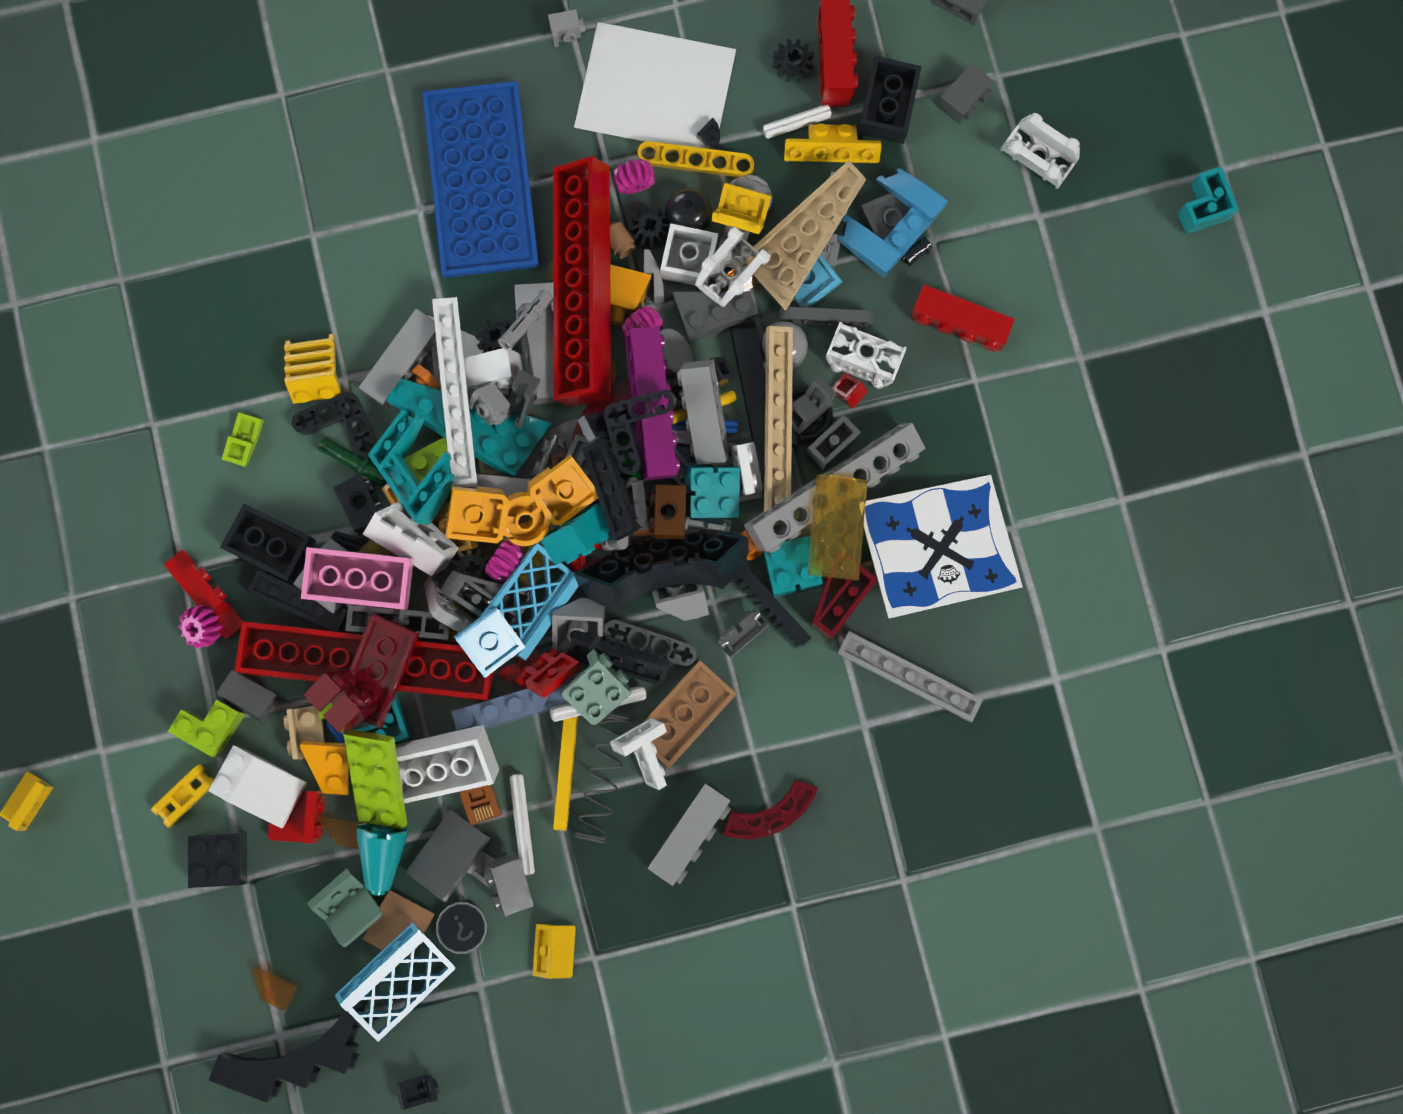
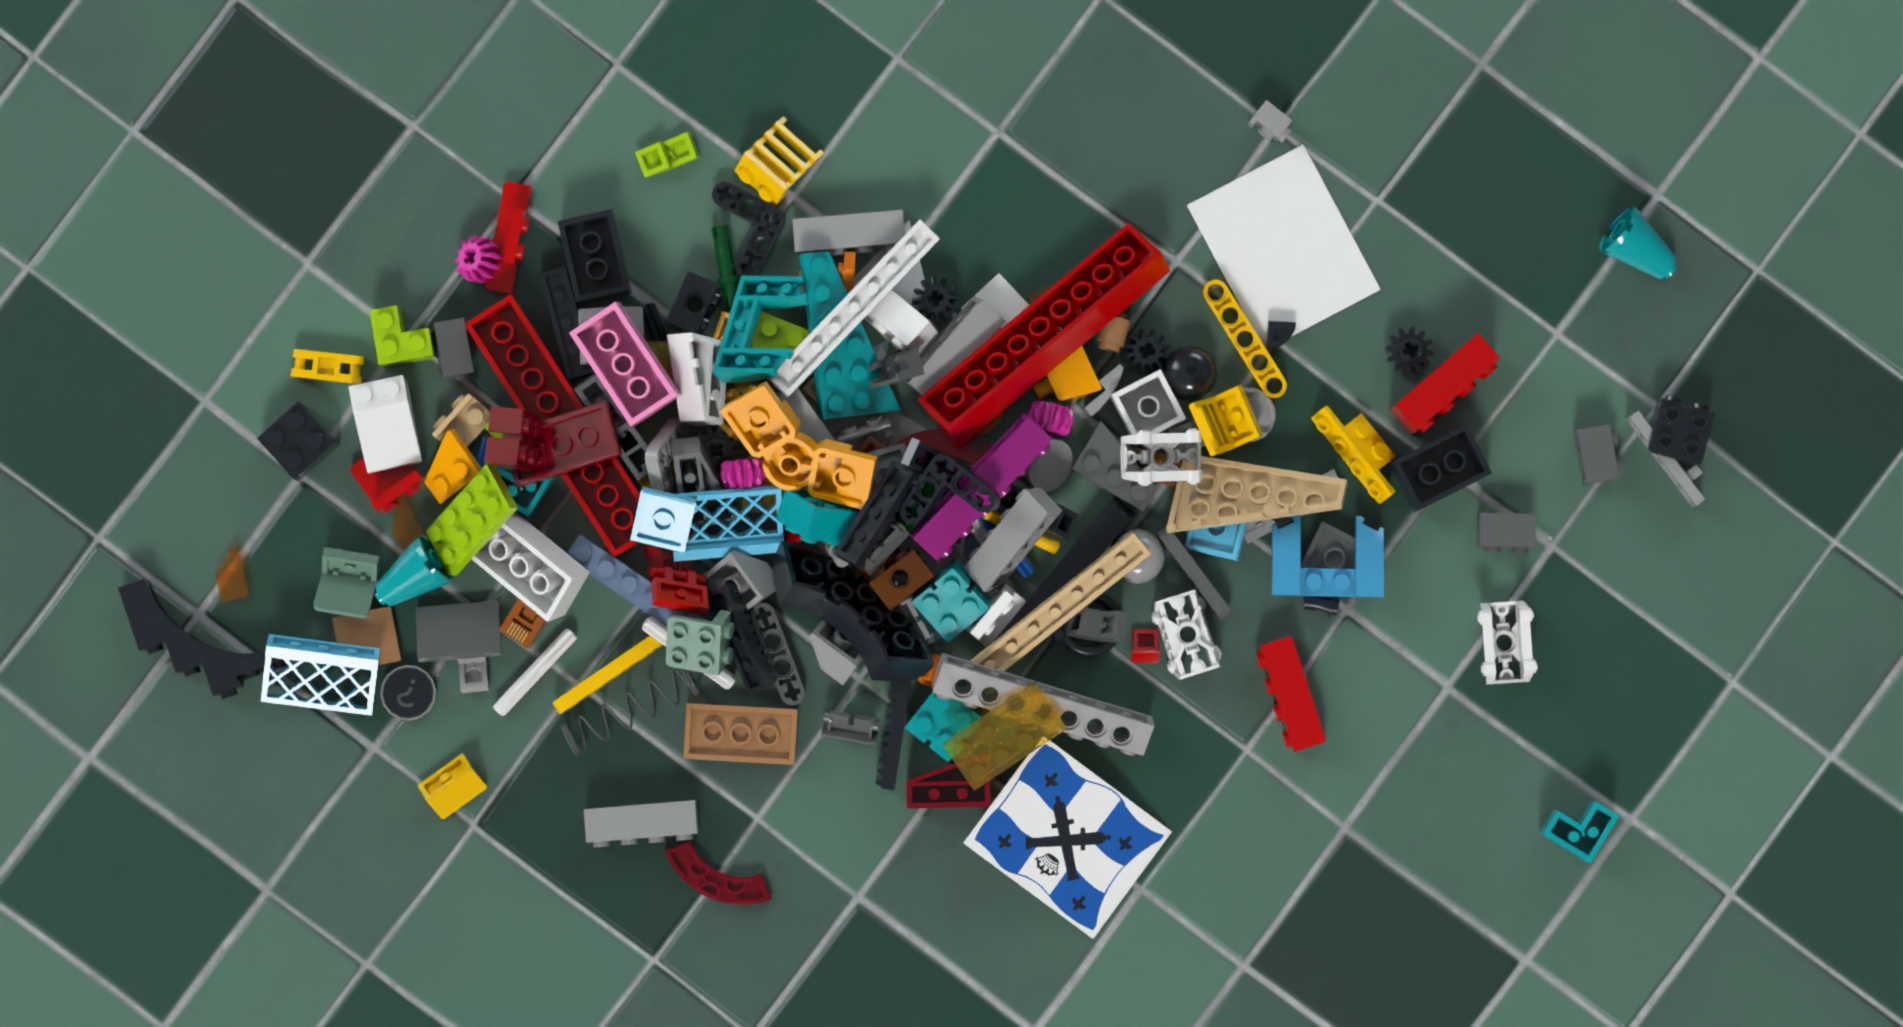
camera: 55 degrees right, 5 degrees up
(25, 801) = (215, 237): yellow panel -> none
(417, 1091) = (246, 767): black bracket -> none
(480, 179) = (1068, 164): blue plate -> none
(490, 404) = (868, 347): light grey brick -> none
(508, 884) = (476, 703): brick -> none
(531, 313) = (968, 316): light grey pin -> none
(634, 176) = (1180, 299): dark pink gear -> none
(639, 741) = (684, 716): white bracket -> none
(797, 121) = (1356, 400): white axle -> none
(833, 442) = (1082, 670): dark grey brick -> none
(910, 677) = (931, 902): light grey plate -> none

